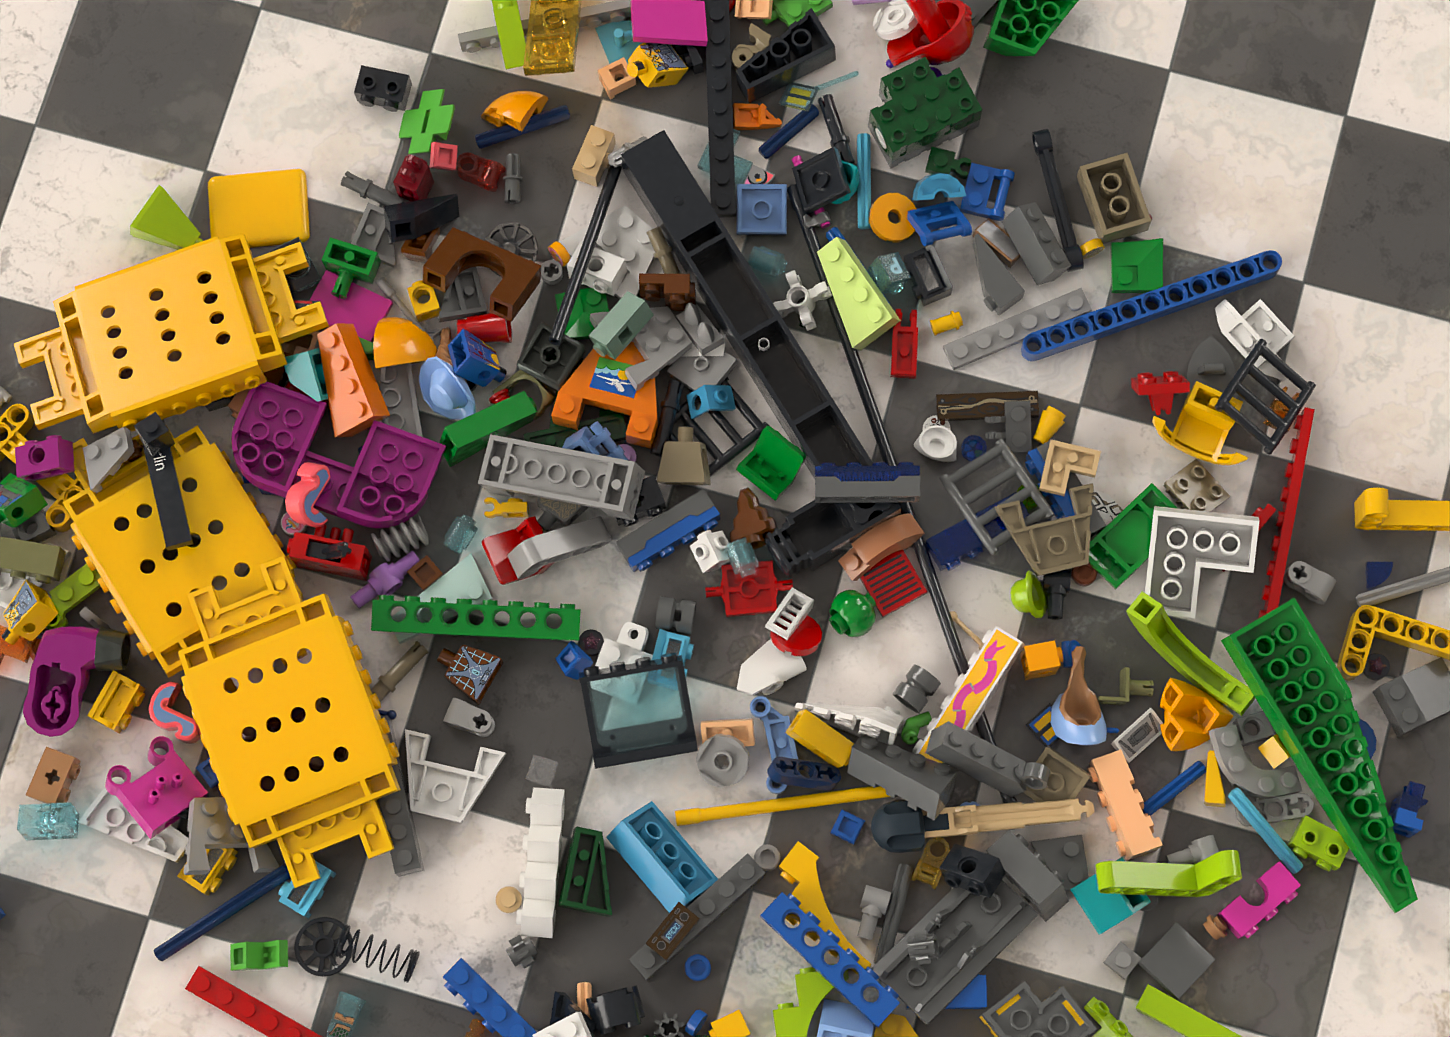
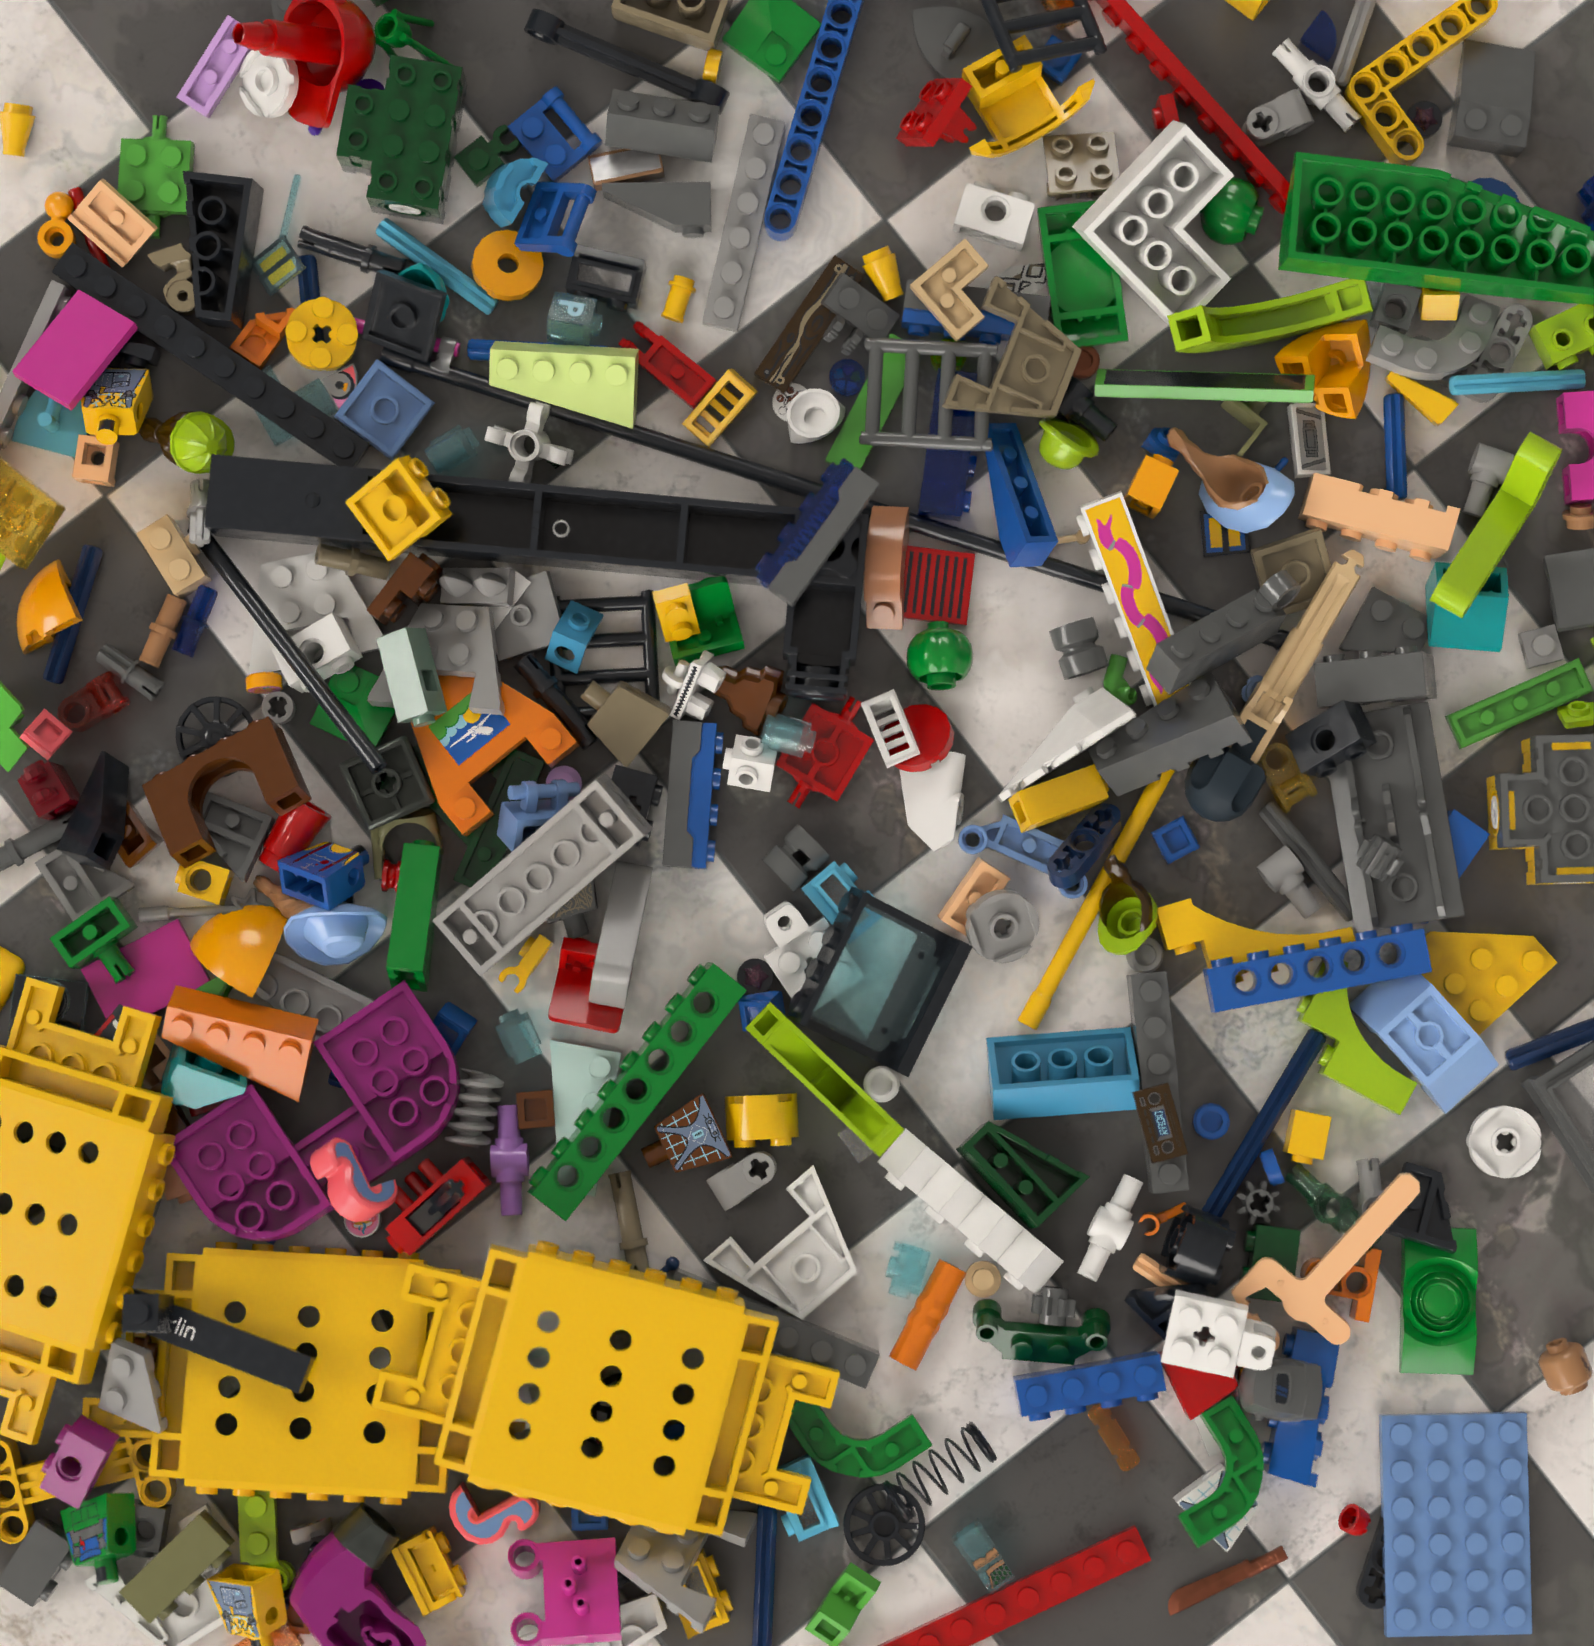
camera: 60 degrees left, 10 degrees up
(351, 898) = (856, 1456): none -> green plate
(440, 495) = (454, 1025): none -> blue slope
(464, 881) = (927, 1314): none -> orange axle
(482, 850) = (906, 1269): none -> clear light blue brick
(495, 959) = (1040, 1341): none -> dark green plate
(513, 706) = (761, 1118): none -> yellow cylinder
(548, 180) = (163, 630): none -> medium nougat pin
(559, 717) = (825, 1079): none -> lime arch
(566, 193) = (195, 621): none -> clear blue axle
(581, 759) = (881, 1084): none -> white tile
(591, 952) = (1110, 1227): none -> white pin
(619, 979) = (1161, 1217): none -> orange hand
(668, 116) = (190, 439): none -> lime piece
(709, 247) = (399, 506): none -> yellow plate
(719, 1000) = (1265, 1123): none -> dark blue axle
(731, 481) = (700, 674): none -> white hips
(765, 444) = (676, 612): none -> yellow plate
(784, 824) = (1125, 911): none -> piece
(786, 156) = (301, 333): none -> yellow plate
(923, 400) = (710, 399): none -> yellow slope
(930, 476) = (847, 441): none -> bright green tile
(974, 62) = (394, 32): none -> green plant
(976, 590) = (1017, 500): none -> blue slope
(1079, 972) = (1519, 703): none -> bright green tile
(1122, 650) = (1205, 385): none -> tile
(1128, 477) = (1009, 231): none -> white brick
(1235, 593) = (1232, 213): none -> green plant
(1242, 438) = (1059, 68): none -> blue tile
(1343, 602) = (1304, 70): none -> white pin

